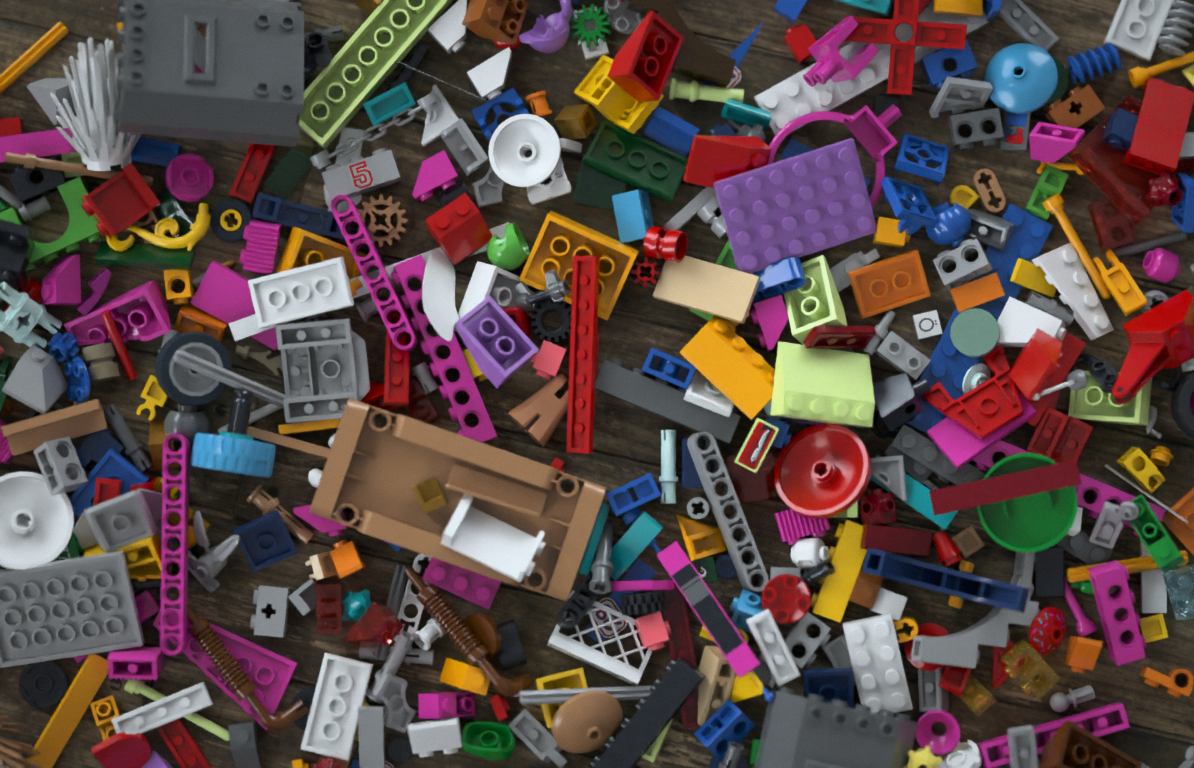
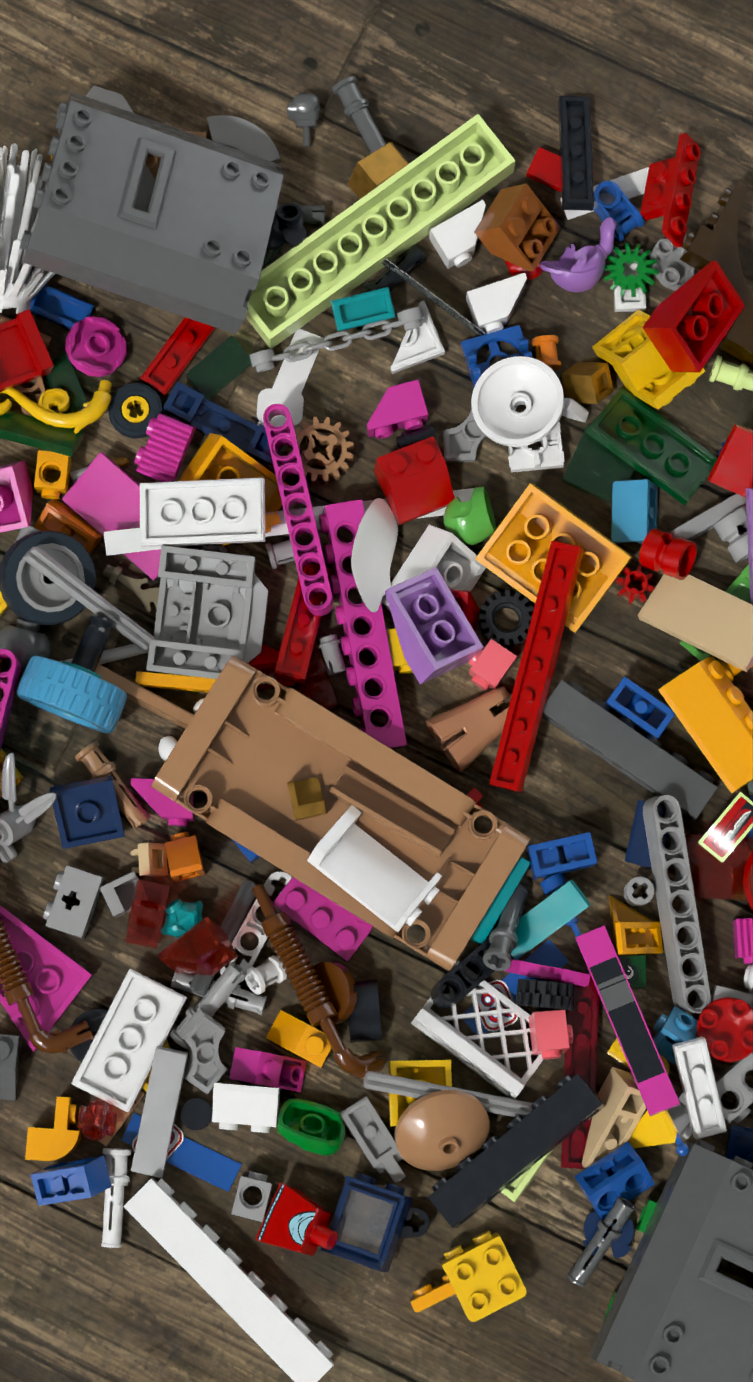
camera: 10 degrees right, 5 degrees down
(362, 174) = (310, 388): light grey brick -> none
(464, 147) = (443, 383): light grey hinge -> none
(500, 706) = (336, 1086): red plate -> none
(556, 290) = (519, 579): dark grey piece -> none
(668, 467) = (609, 845): light aqua pin -> none
(671, 131) = (702, 419): blue panel -> none
(707, 395) = (681, 751): white tile -> none
(725, 567) = (657, 974): dark blue tile -> none

